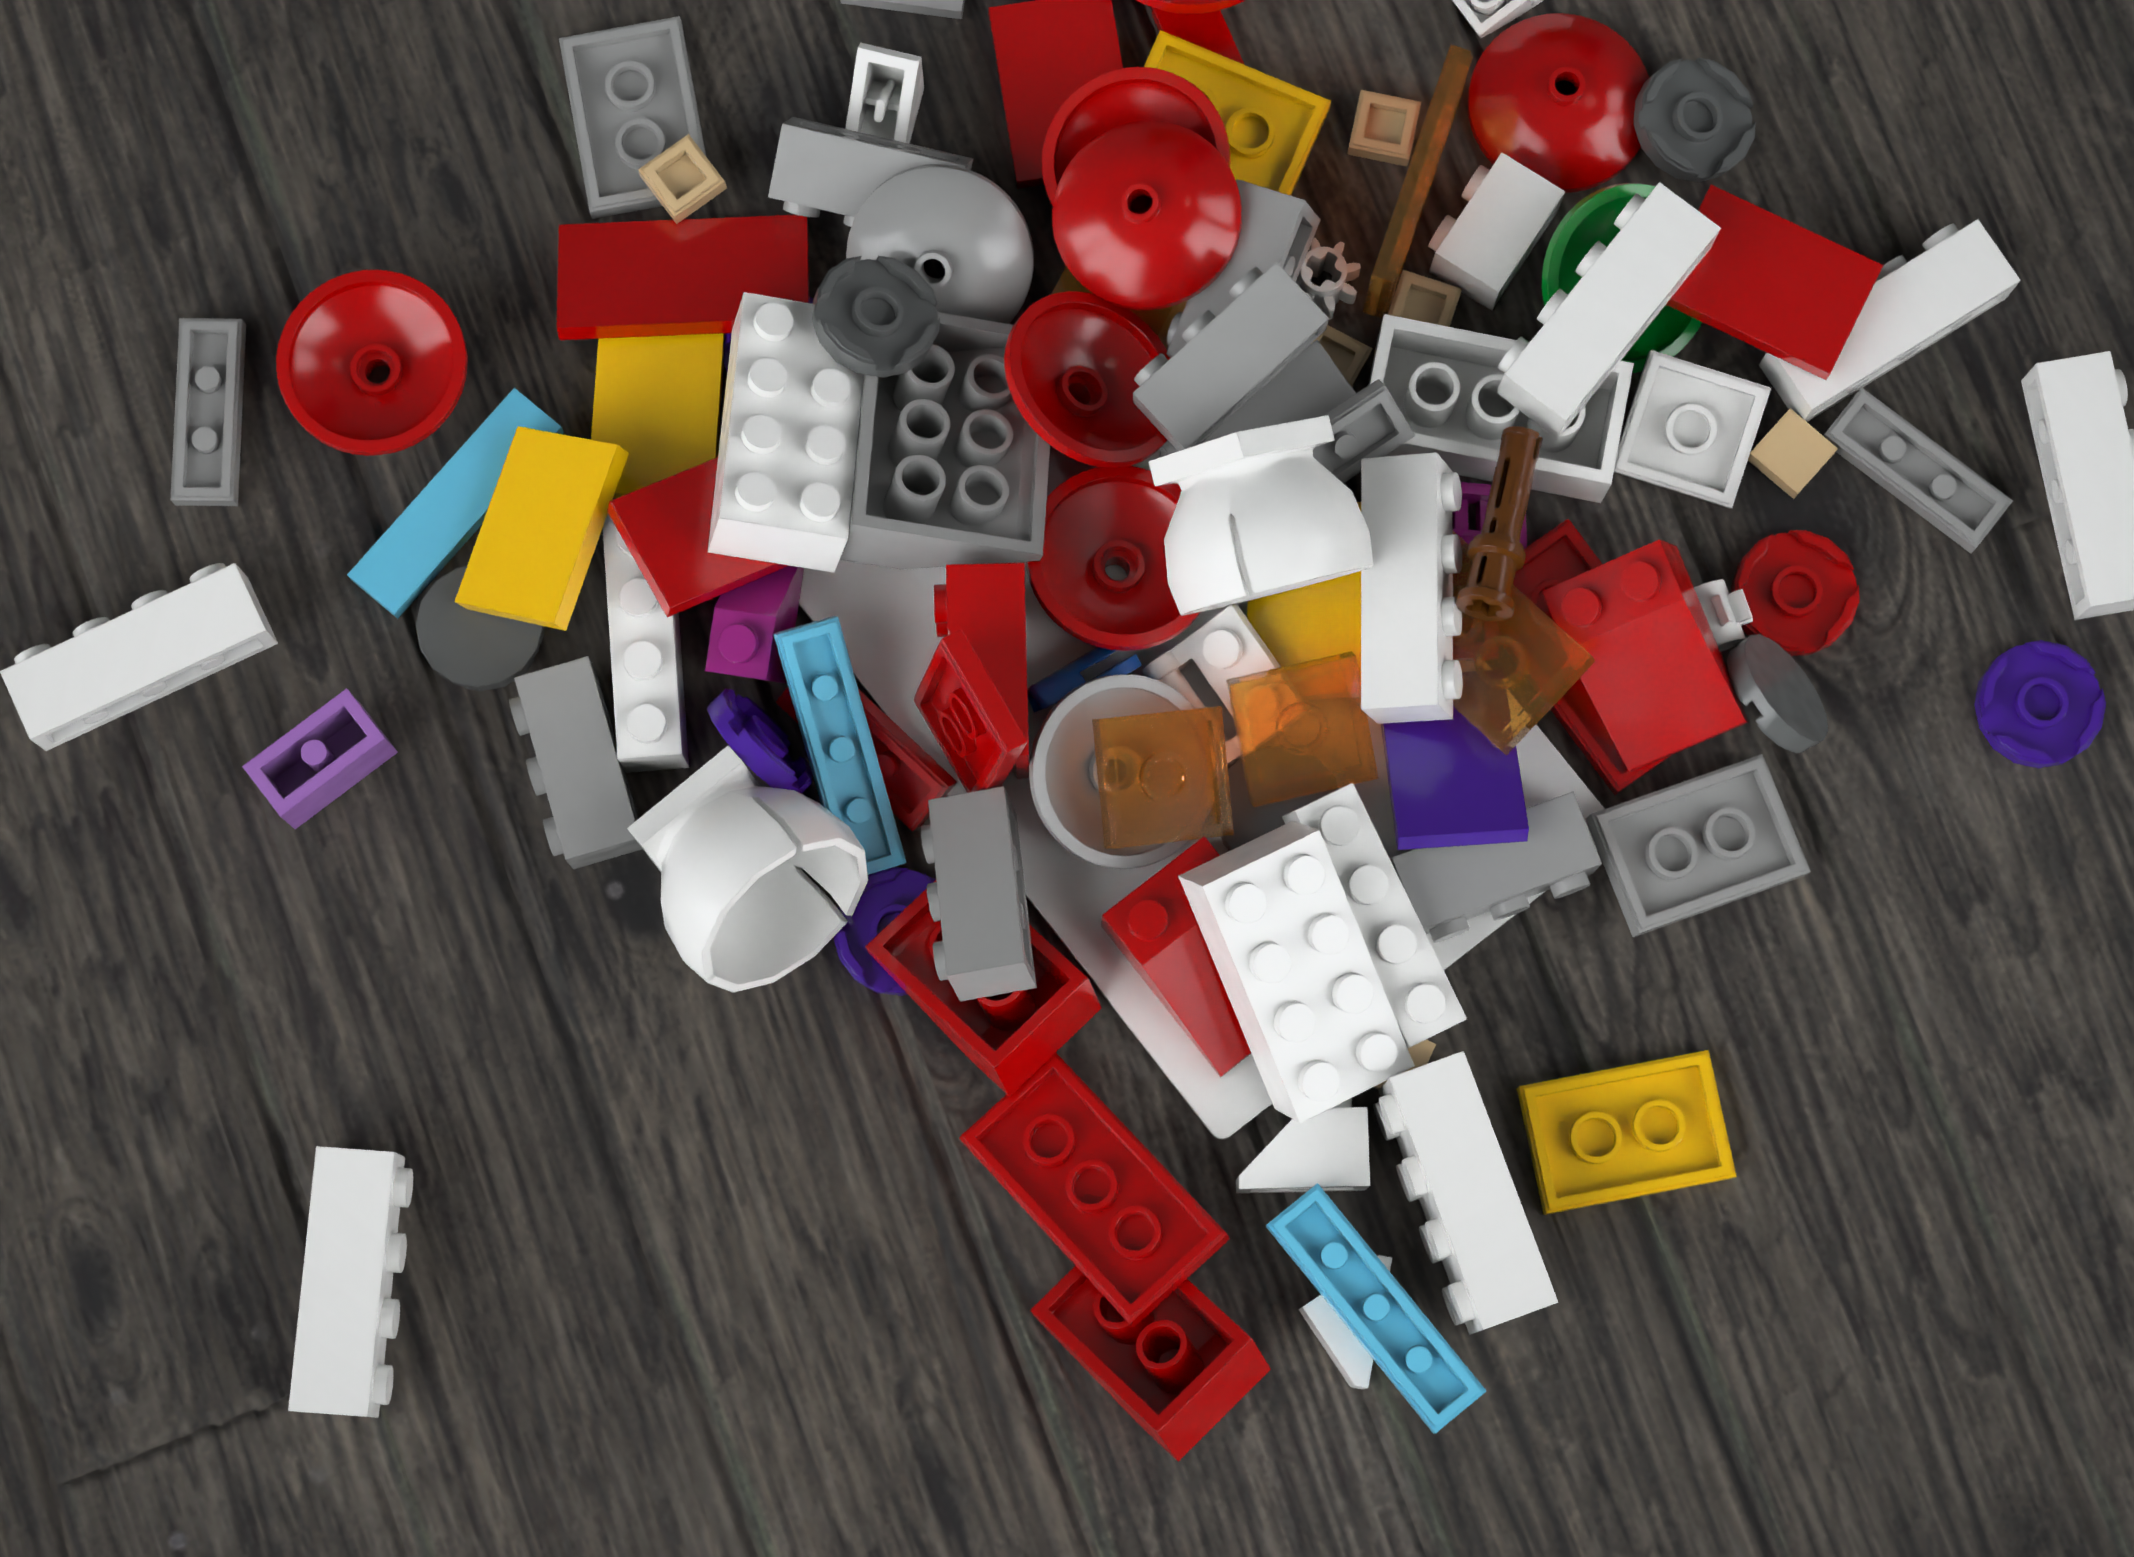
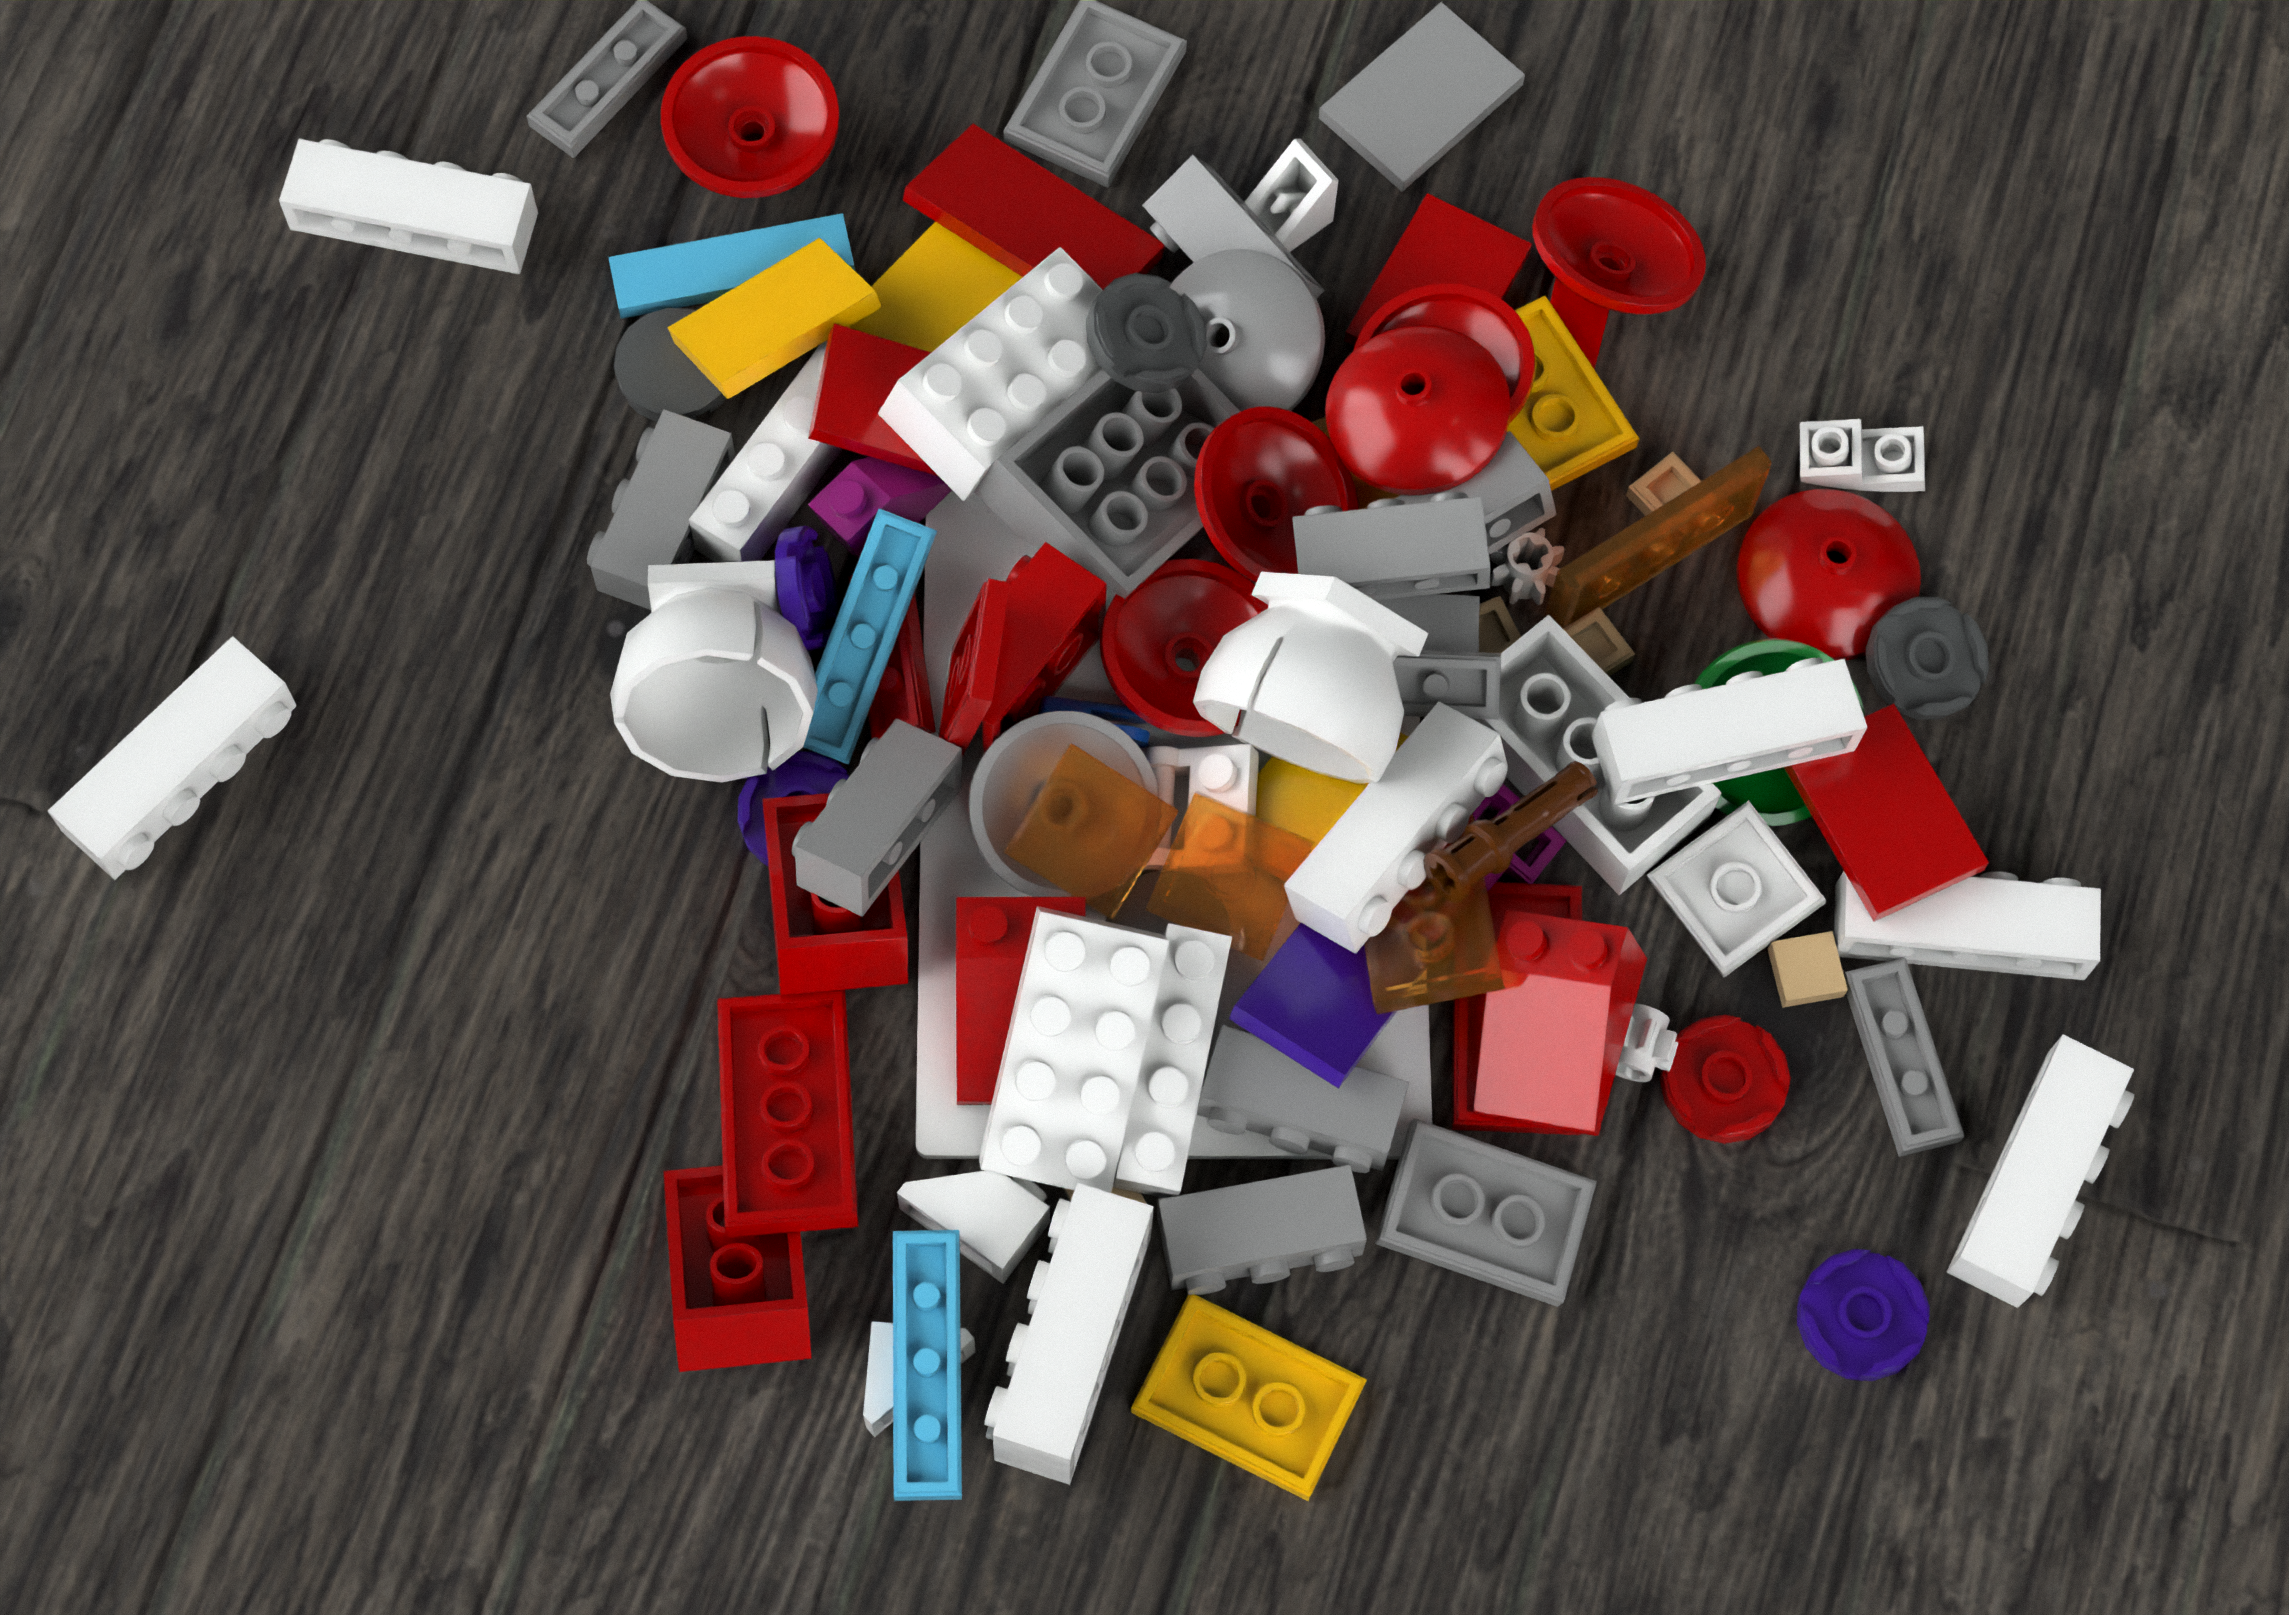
camera: 35 degrees right, 10 degrees down
(320, 759) = (474, 366): medium lavender brick -> none
(682, 178) = (1090, 152): tan tile -> none
(1495, 230) = (1692, 625): white brick -> none
(1540, 995) = (1261, 1230): none -> light grey brick
(1780, 691) = (1644, 1136): dark grey tile -> none

